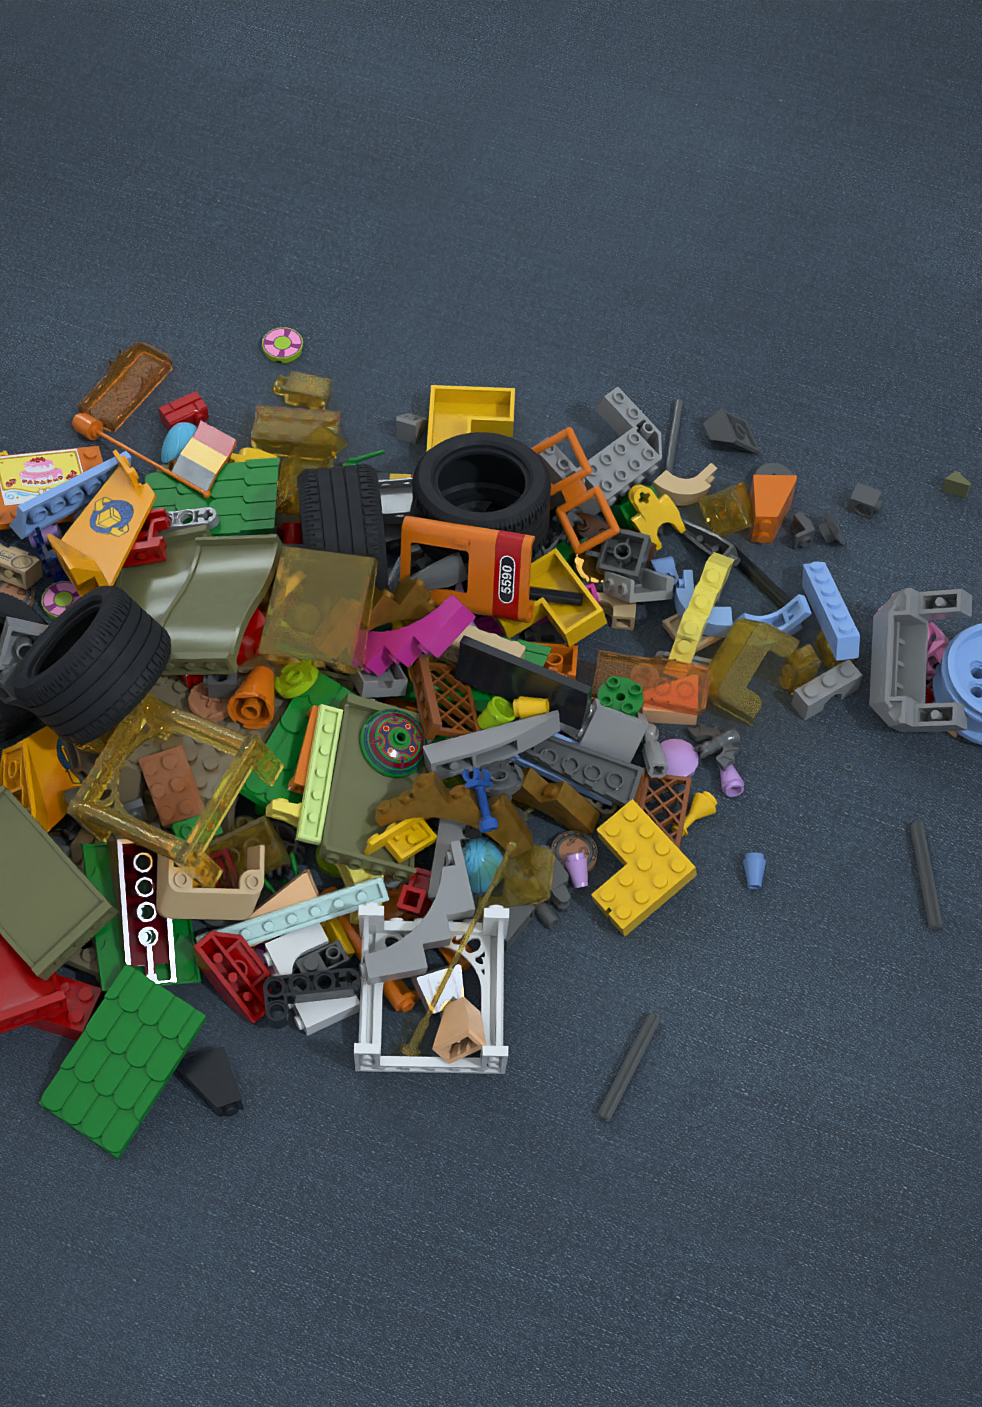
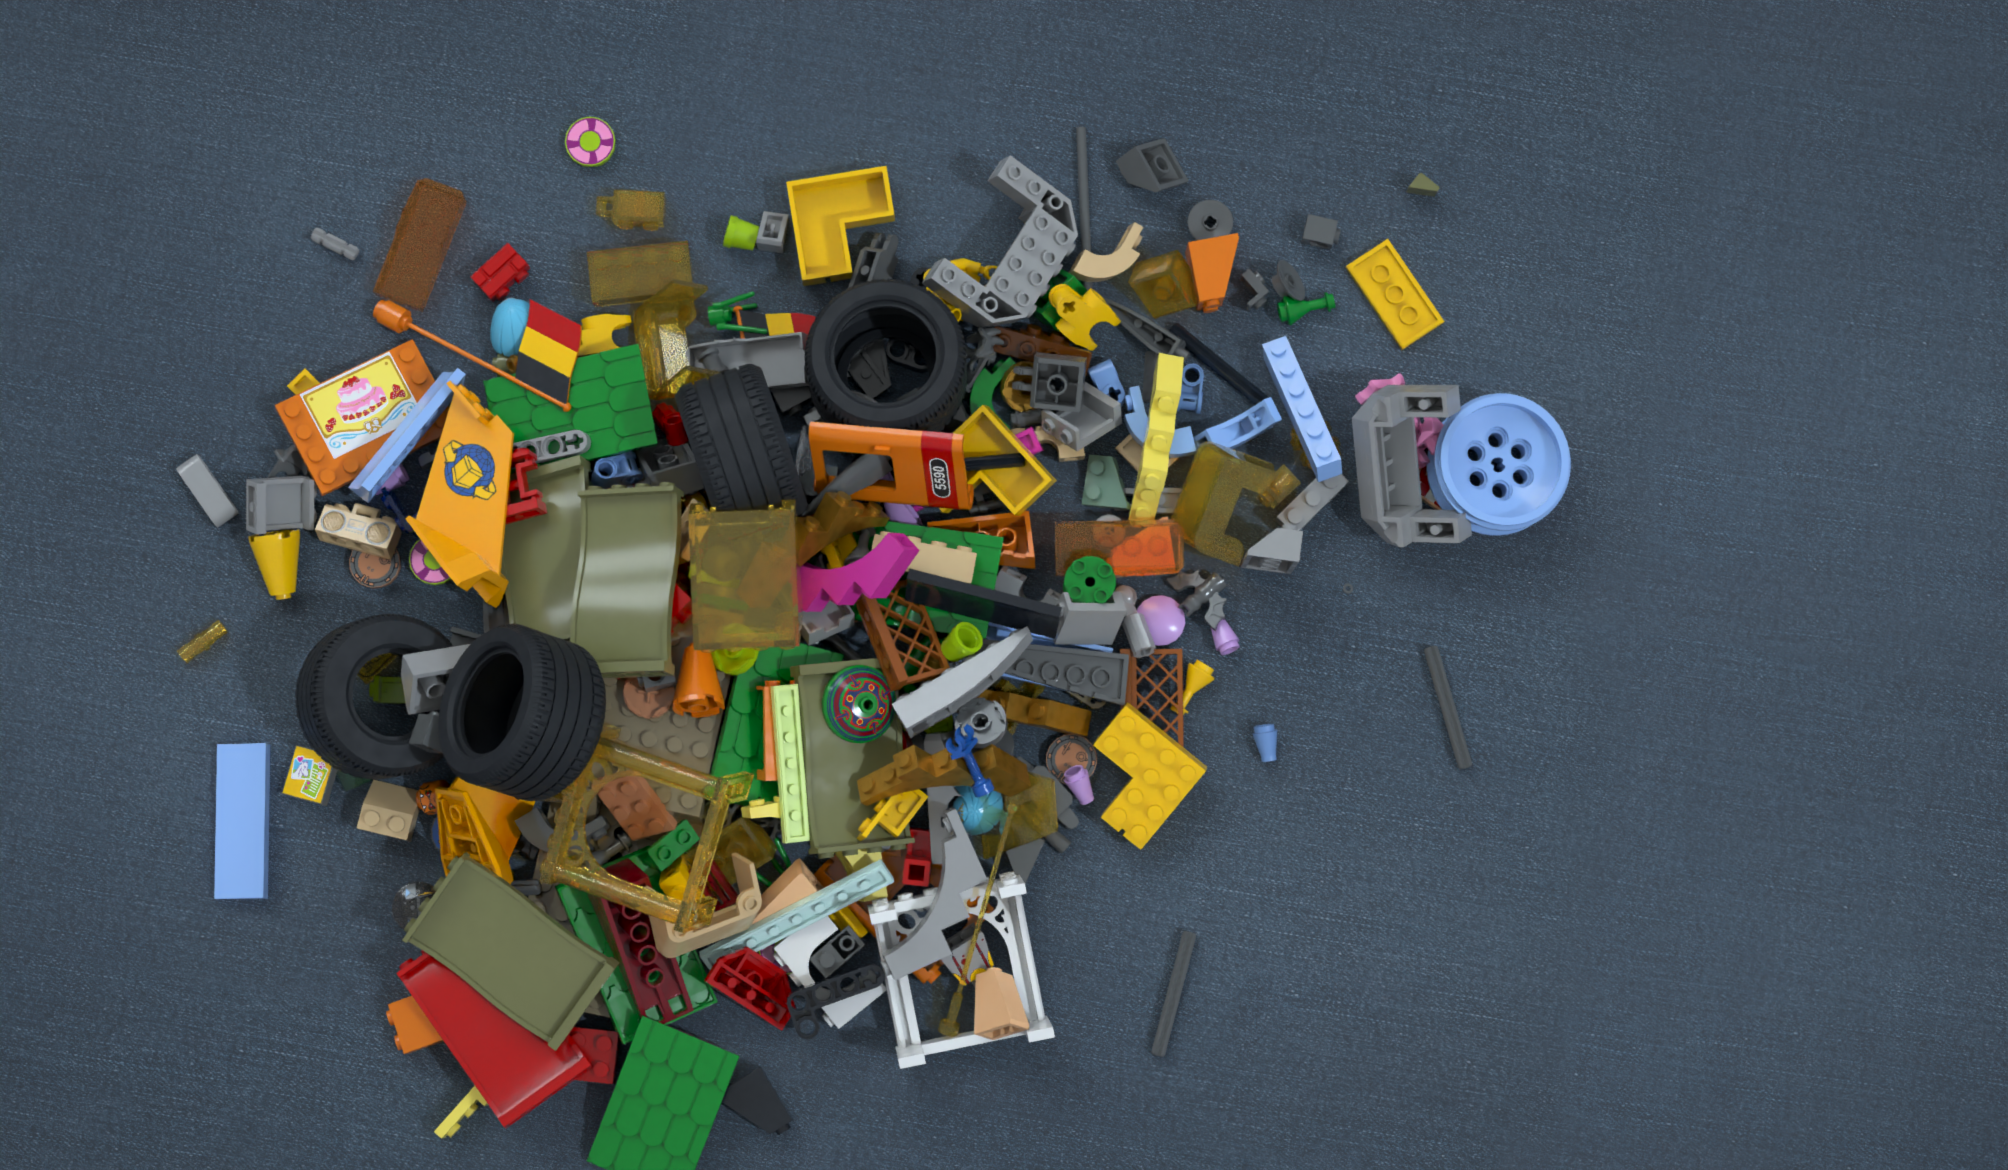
camera: 15 degrees left, 25 degrees up
(59, 375) = (334, 243): none -> light grey axle
(383, 420) = (740, 234): none -> lime piece
(528, 707) = (996, 627): yellow cone -> none
(576, 493) = (990, 325): orange bar -> none
(647, 642) = (1103, 484): none -> sand green wing
(734, 593) = (1191, 391): none -> medium blue piece
(786, 707) = (1275, 552): none -> light grey slope
(833, 551) = (1292, 310): none -> green piece
(921, 556) = (1394, 294): none -> yellow tile

